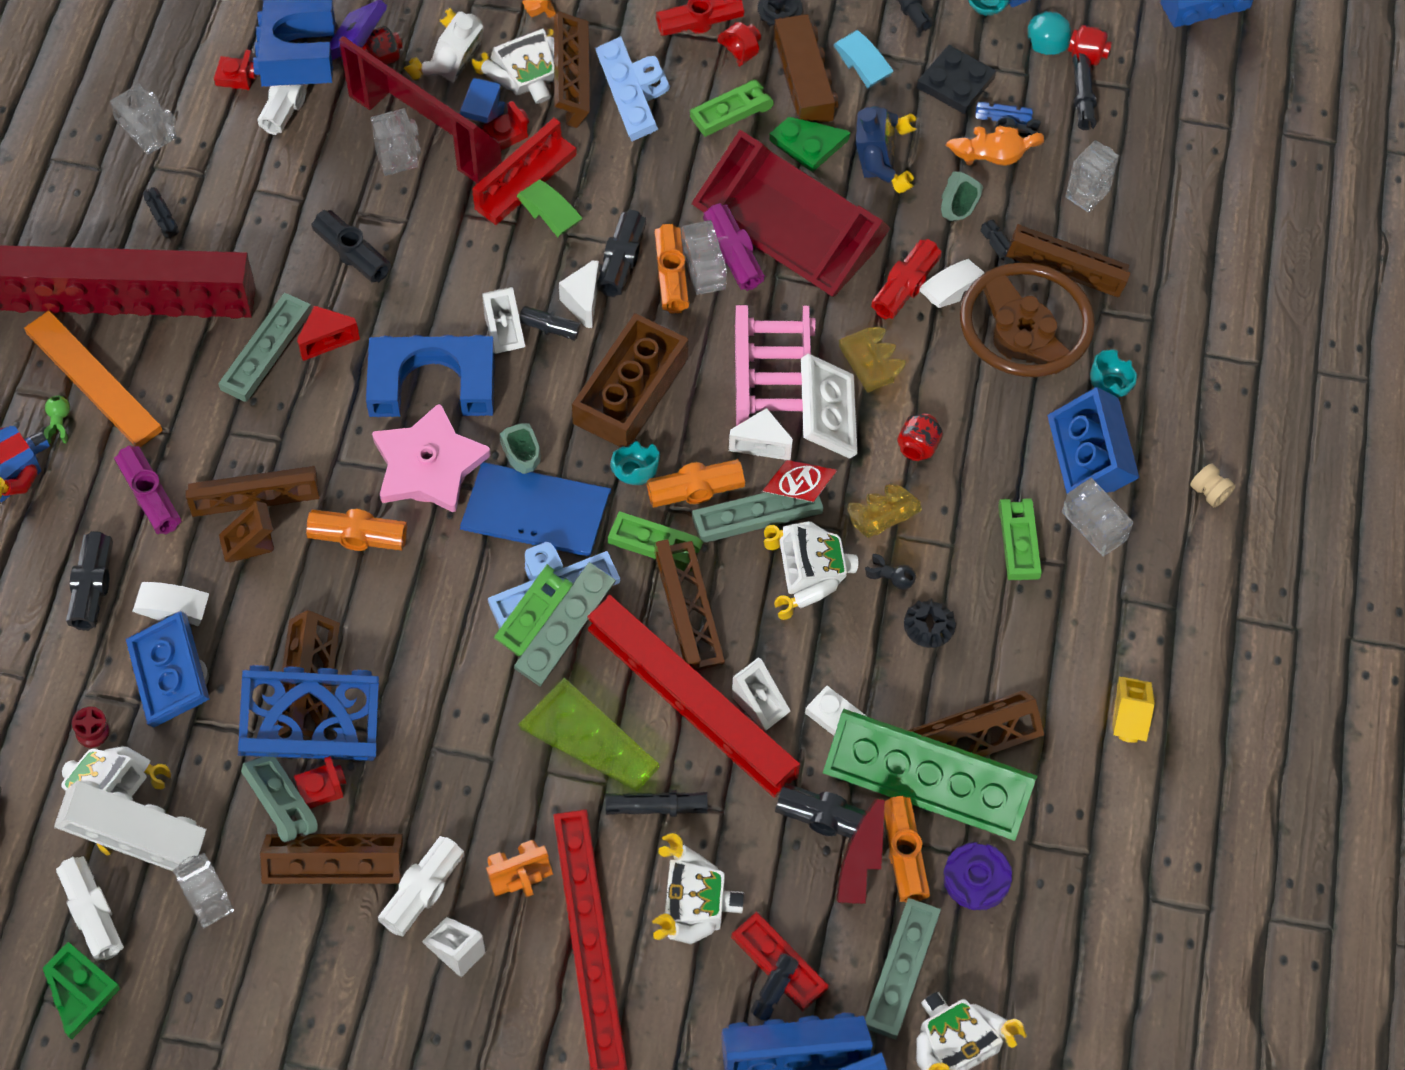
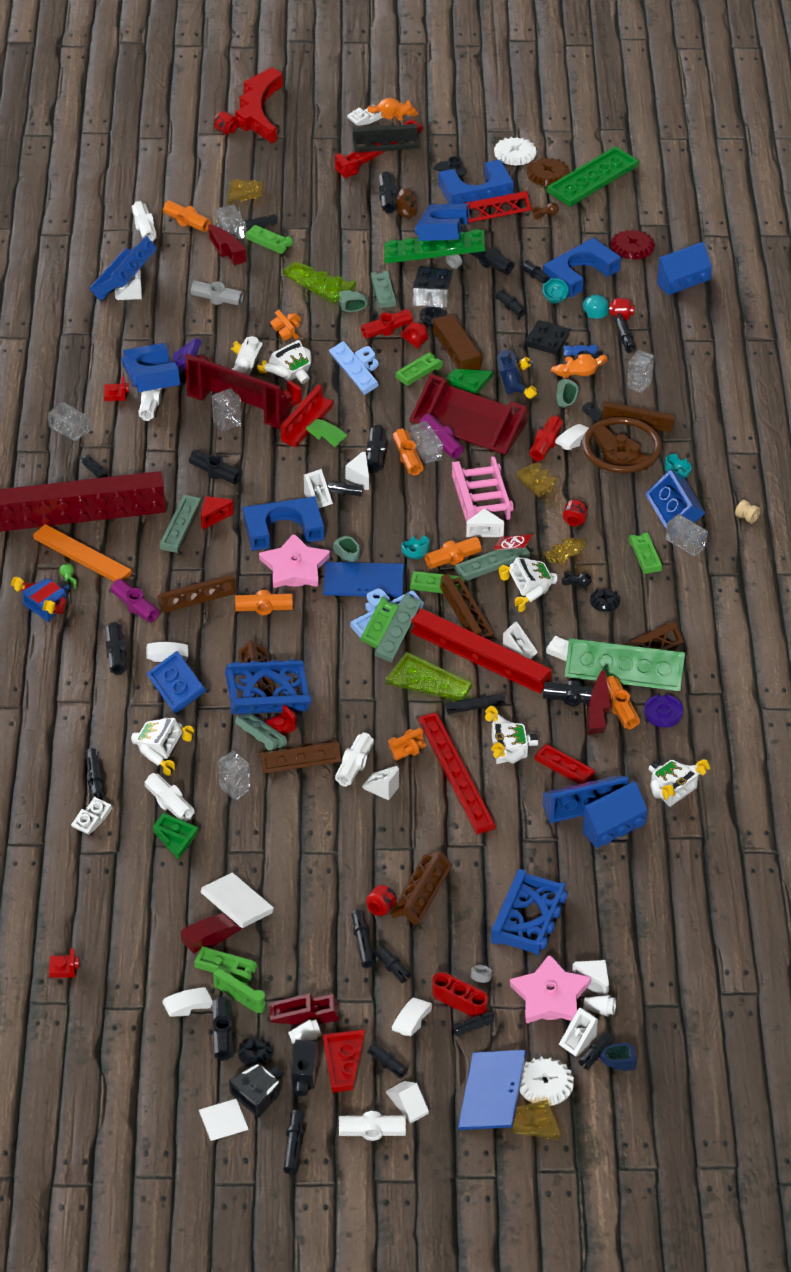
camera: 10 degrees left, 15 degrees down
(85, 721) = (139, 715): dark red wheel -> none
(128, 826) = (183, 749): white brick -> none
(248, 534) = (201, 612): reddish brown slope -> none
(482, 101) = (273, 377): blue slope -> none
(576, 62) = (320, 360): reddish brown fence -> none
(630, 381) = (401, 507): reddish brown brick -> none
(774, 987) = (566, 771): black axle -> none
(828, 406) = (519, 503): white tile -> none
(864, 57) = (491, 333): medium azure slope -> none
(902, 968) = (634, 752): sand green plate -> none
(1133, 710) = (729, 622): yellow slope -> none

